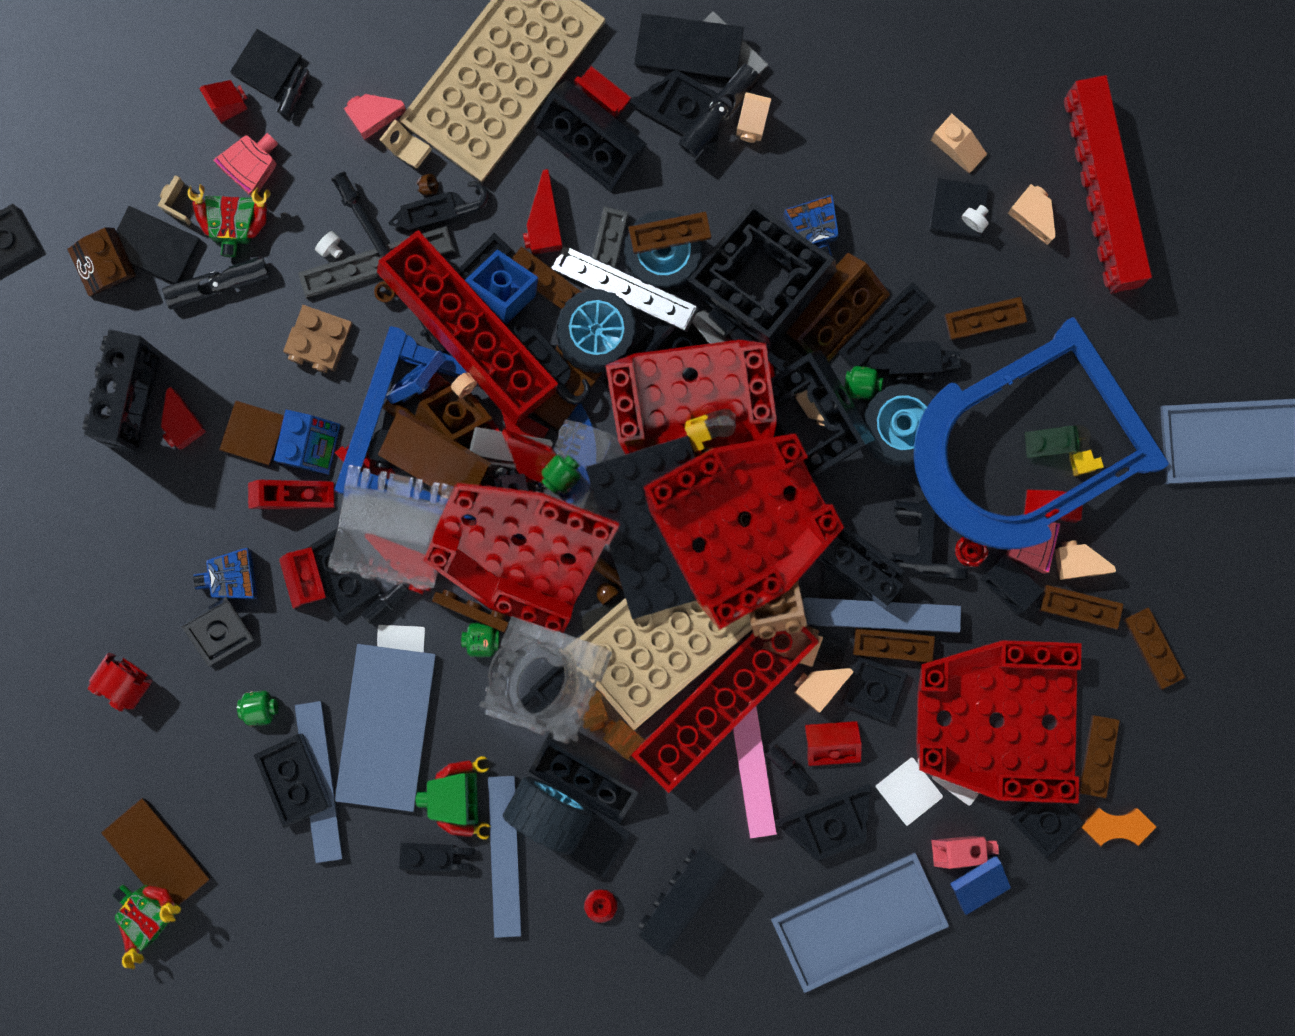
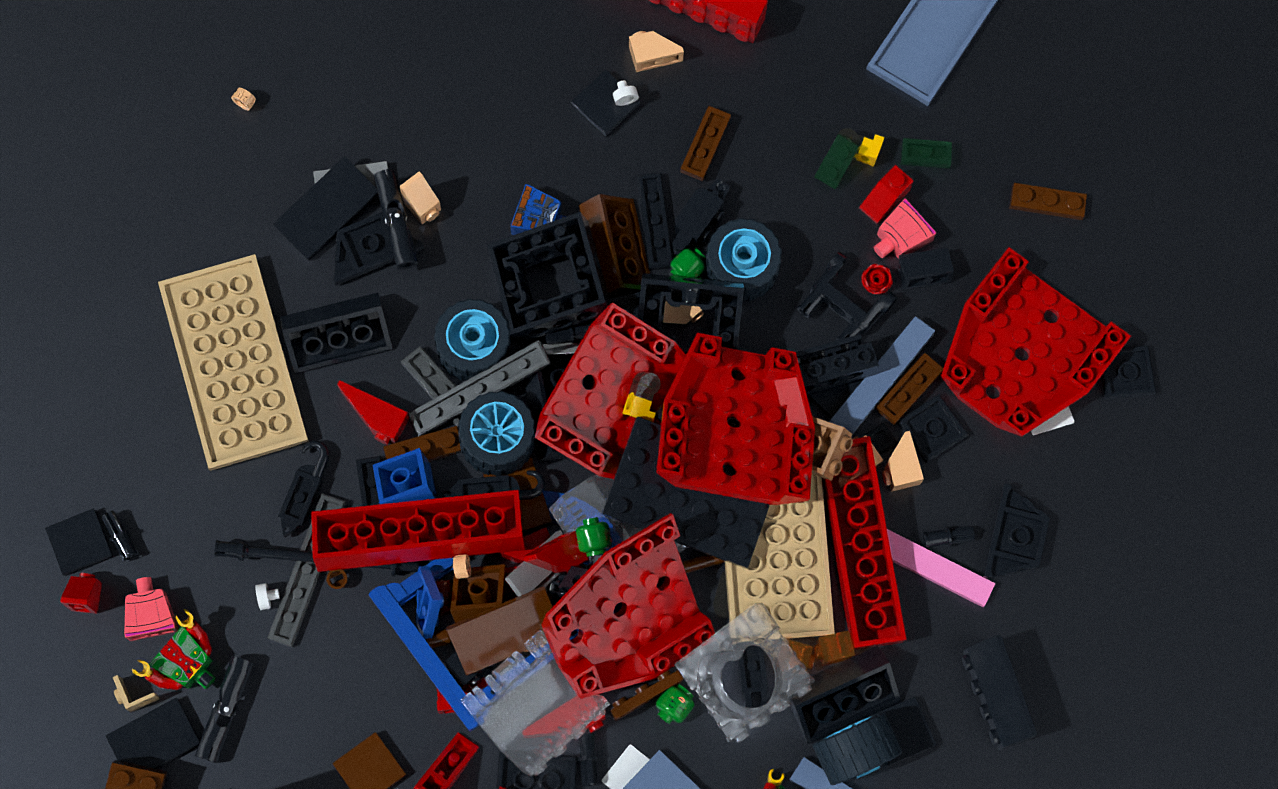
camera: 55 degrees left, 10 degrees down
(307, 442) = (411, 729): blue slope -> none
(317, 339) = (333, 661): medium nougat plate -> none
(373, 113) = (186, 485): coral slope -> none
(407, 146) = (234, 478): tan bracket -> none
(427, 184) = (277, 483): reddish brown hinge -> none
(600, 897) = (949, 767): red plate -> none
(602, 92) = (309, 297): red panel -> none
(606, 593) = (708, 578): reddish brown hinge -> none
(669, 232) = (464, 319): reddish brown plate -> none
(833, 743) = (954, 488): red panel -> none
(859, 922) = (1109, 570): sand blue tile -> none
(909, 791) = (1031, 459): white sticker -> none
(959, 143) = (556, 67): light nougat slope -> none
(963, 851) = (1108, 450): coral torso -> none
(980, 885) = (1144, 454): blue tile -> none
(1031, 528) = (756, 207): blue door -> none
(1080, 561) = (943, 206): light nougat slope -> none
(1081, 607) = (979, 230): reddish brown plate -> none
(1099, 756) = (1102, 298): reddish brown plate -> none
(1119, 513) = (926, 153): none -> clear green plate
(1130, 826) = (1173, 314): orange tile -> none

